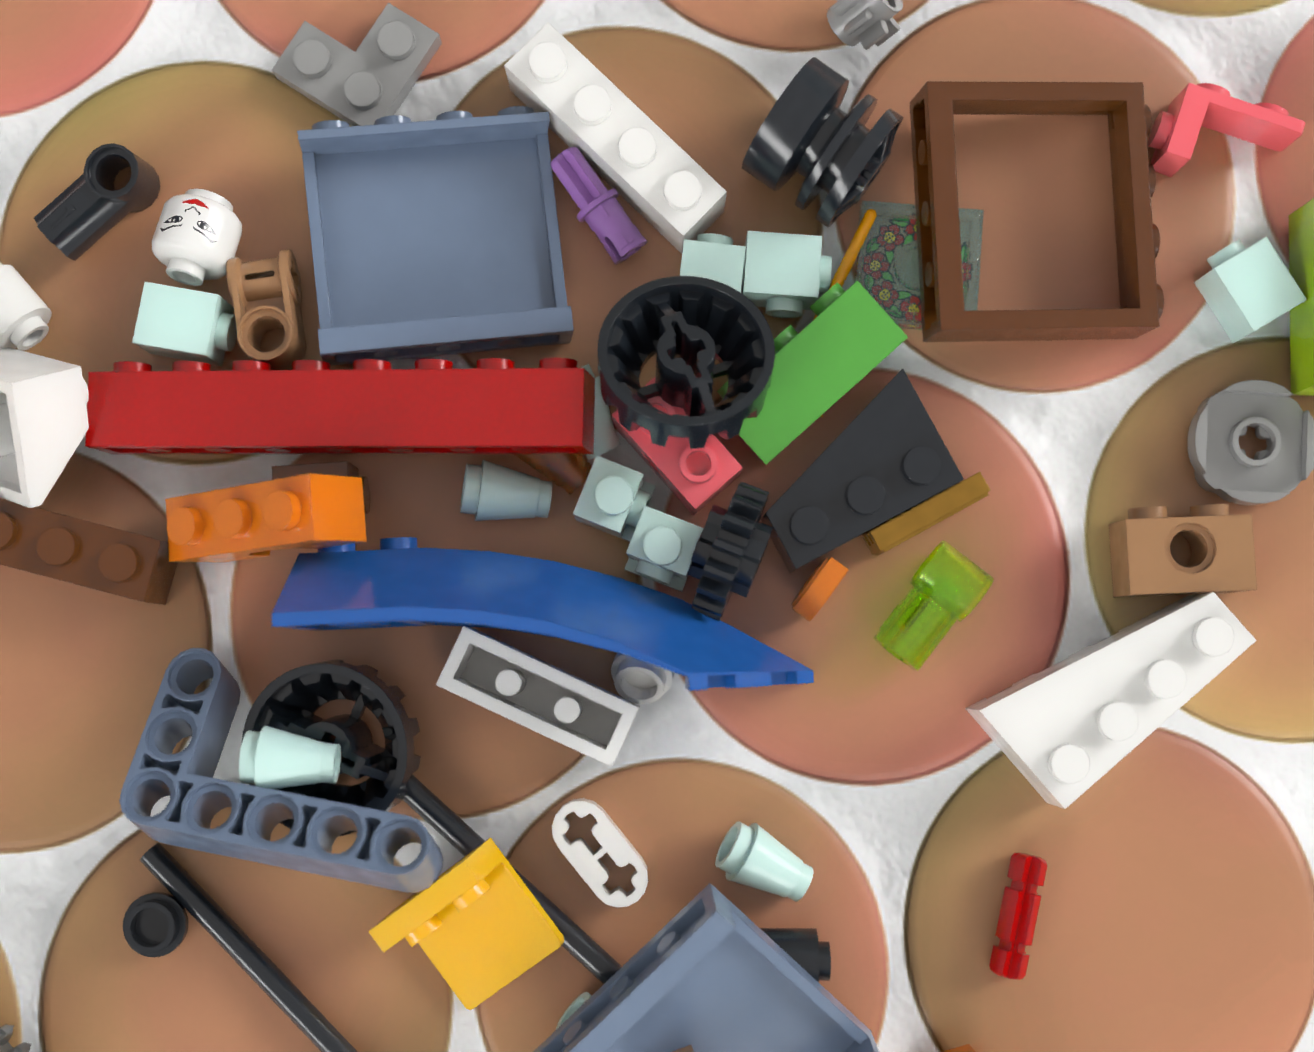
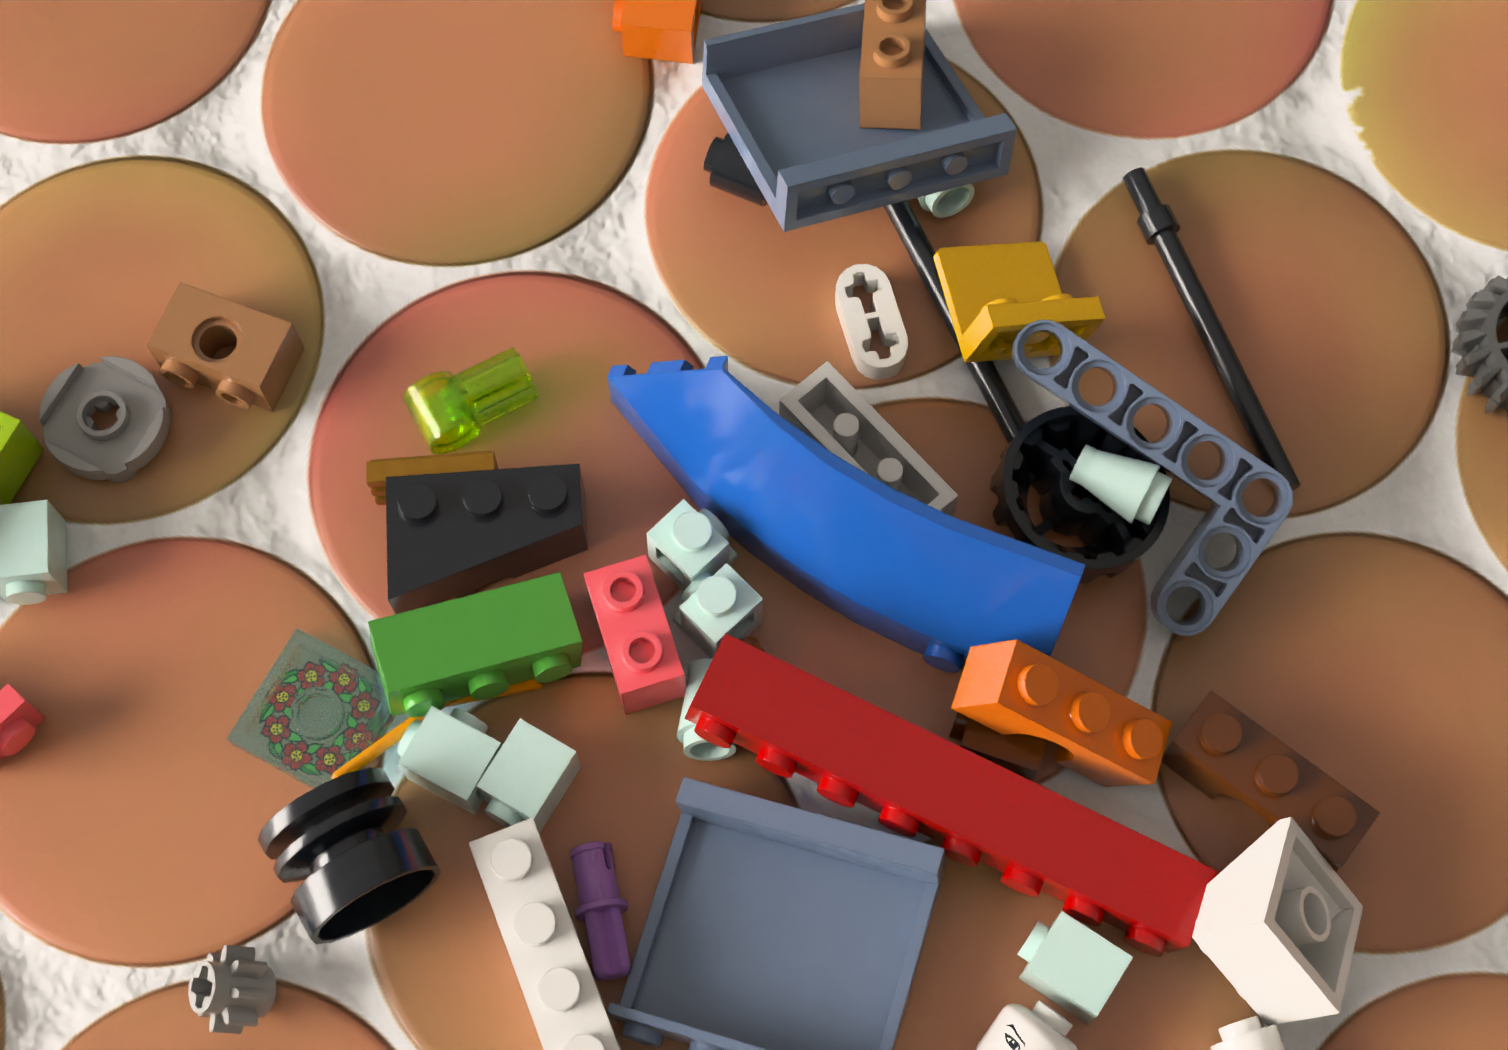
camera: 155 degrees left, 15 degrees down
(155, 924) = (1304, 423): black plate -> none
(264, 299) = (981, 951): medium nougat piece -> none
(503, 493) = (824, 659): light aqua cone -> none
(687, 327) = (536, 687): black gear -> none
(729, 550) = (629, 505): black gear -> none
(762, 862) = (732, 255): light aqua cone -> none
(818, 588) = (567, 447): orange tile -> none
(939, 222) = (267, 749): reddish brown window -> none
(1018, 916) = (530, 128): red axle -> none
(1108, 697) = (354, 257): white wedge -> none

